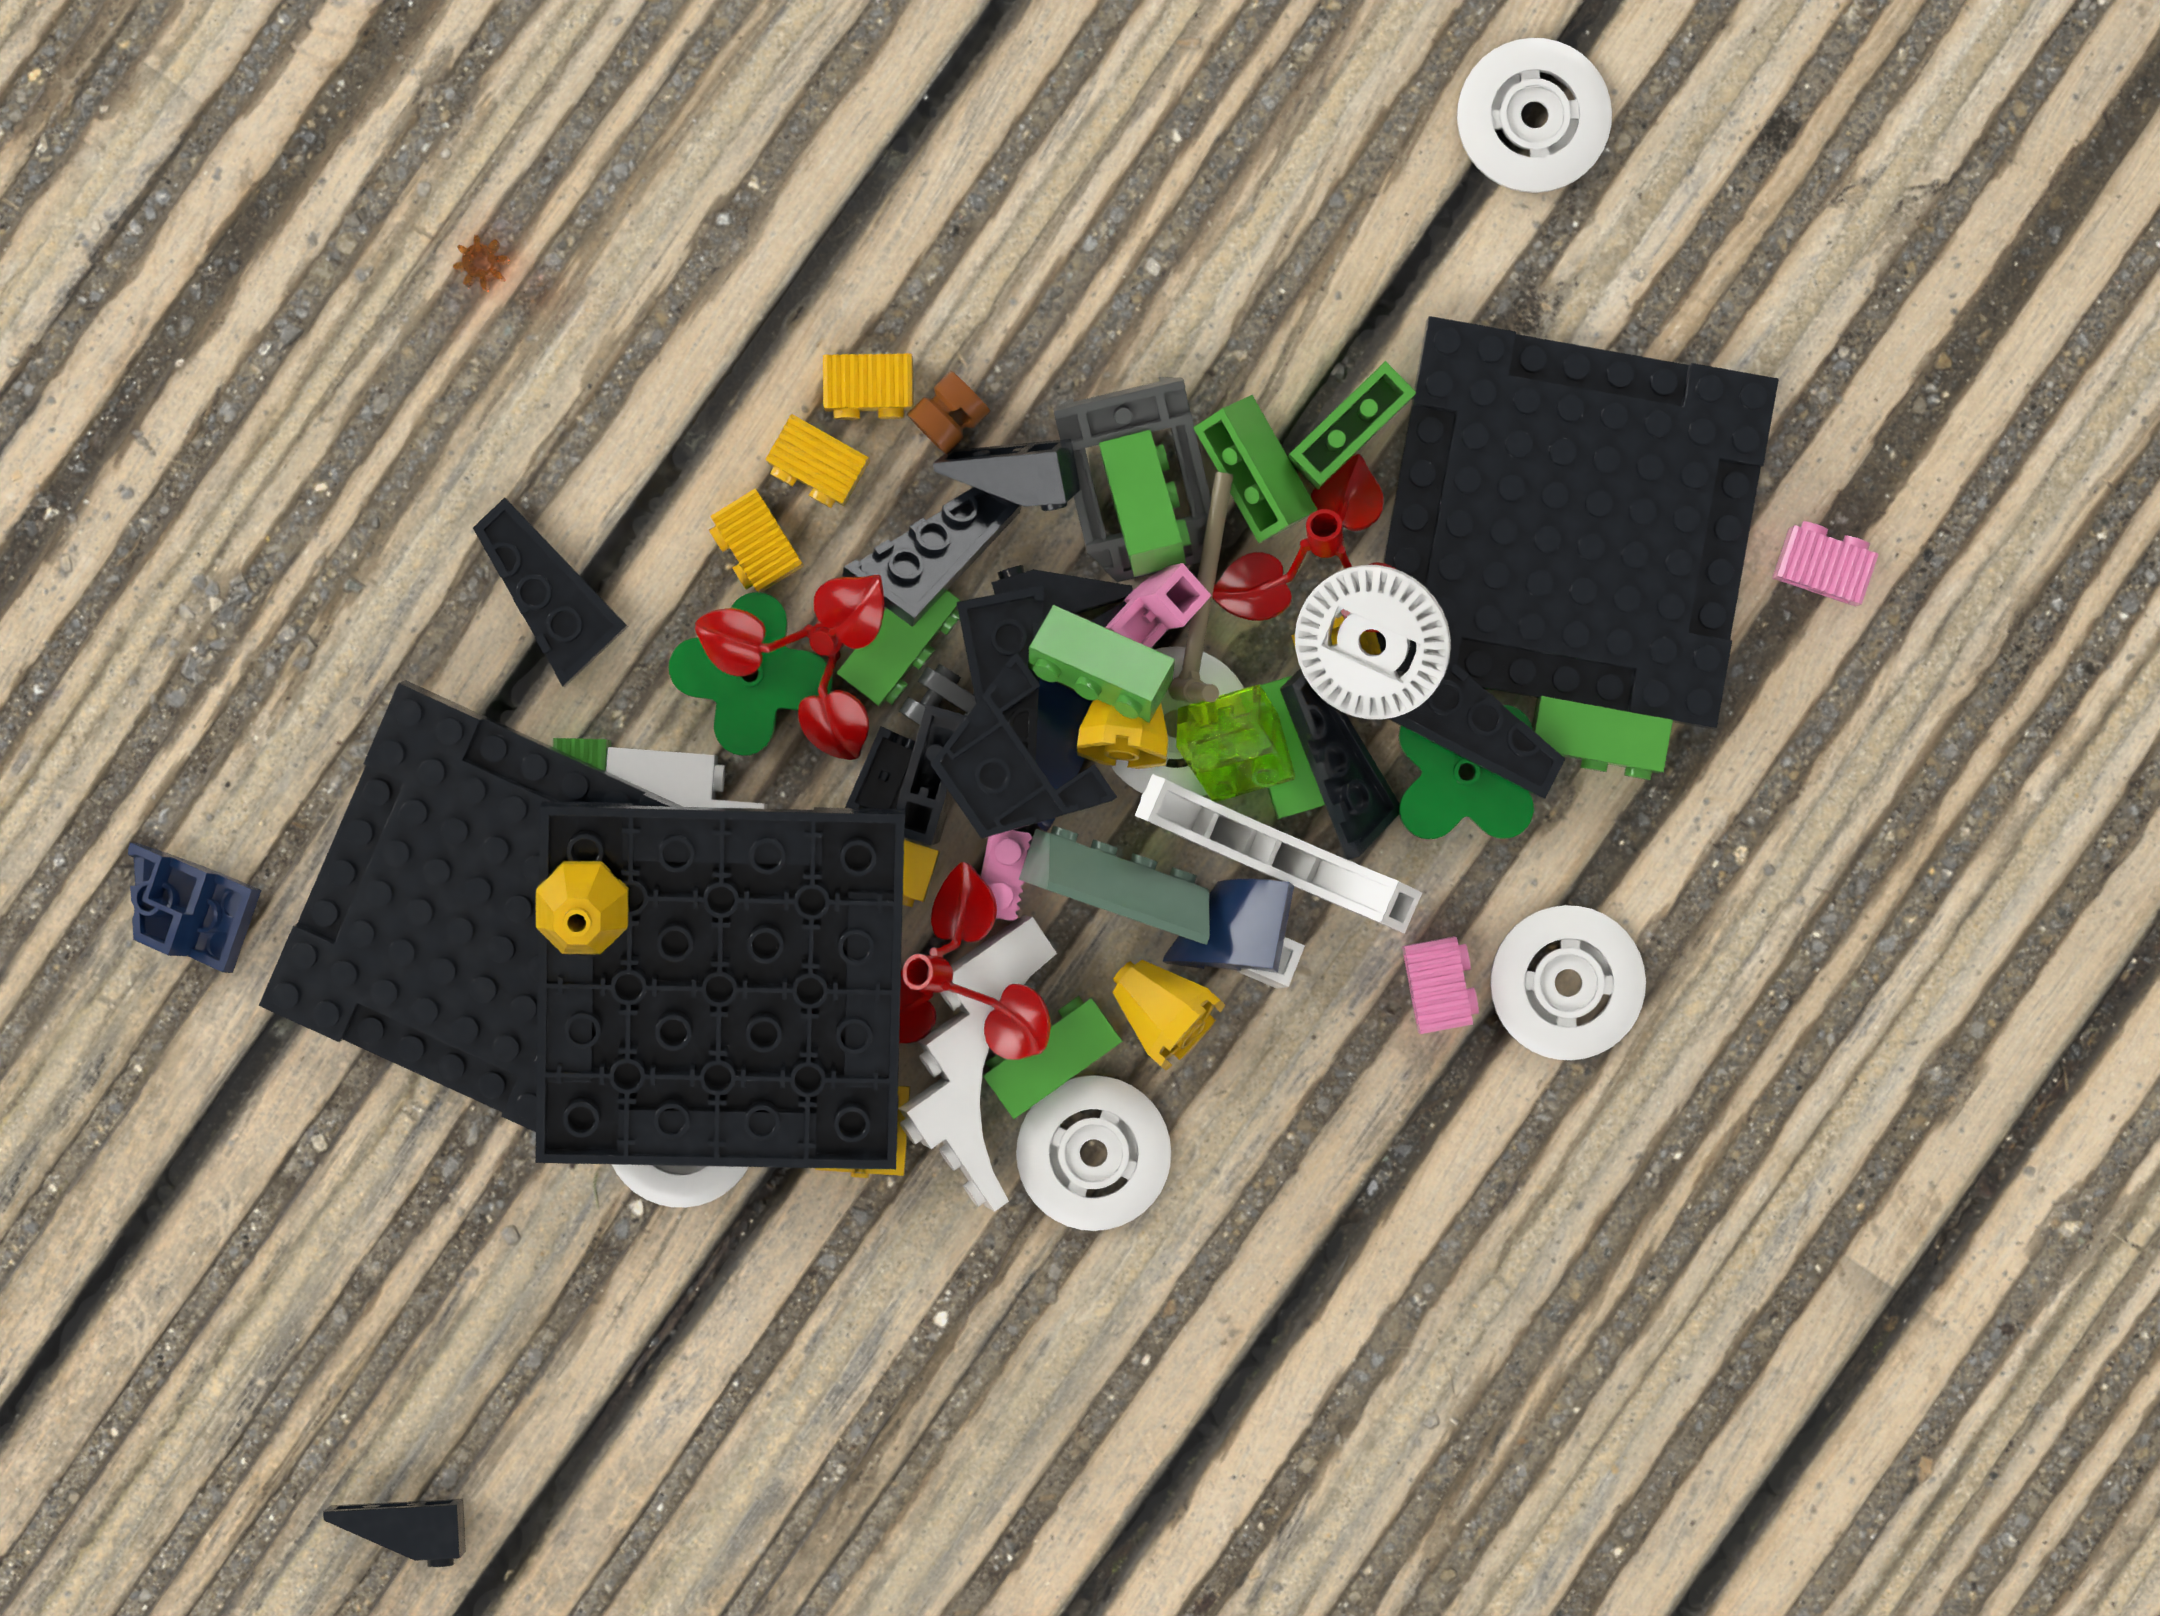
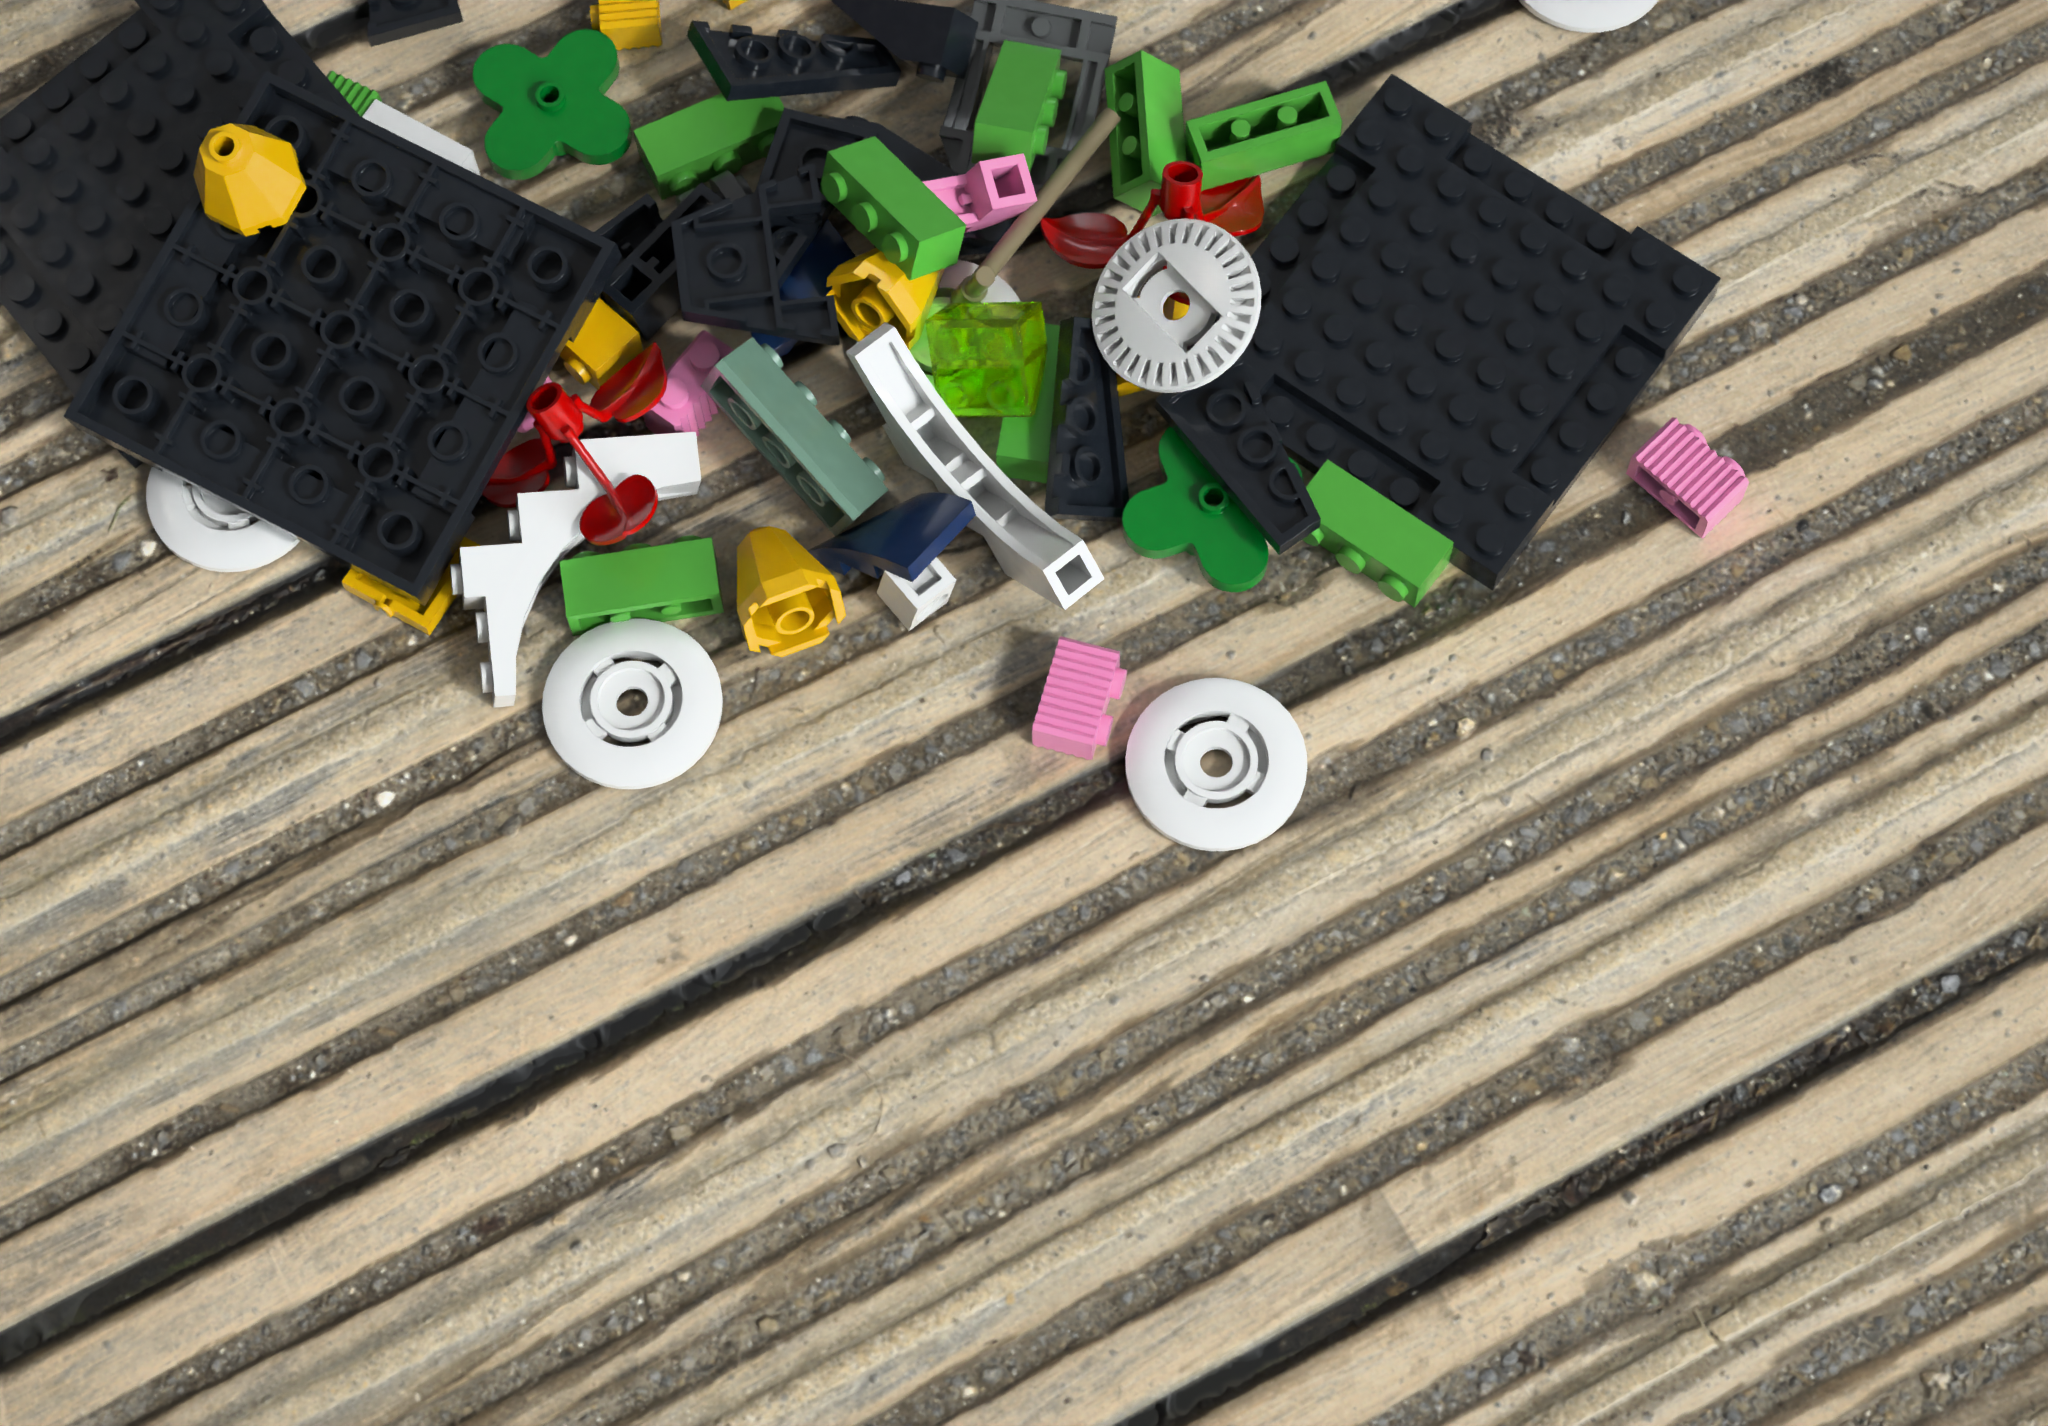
camera: 25 degrees right, 20 degrees down
(848, 615) = (671, 49): red plant -> none

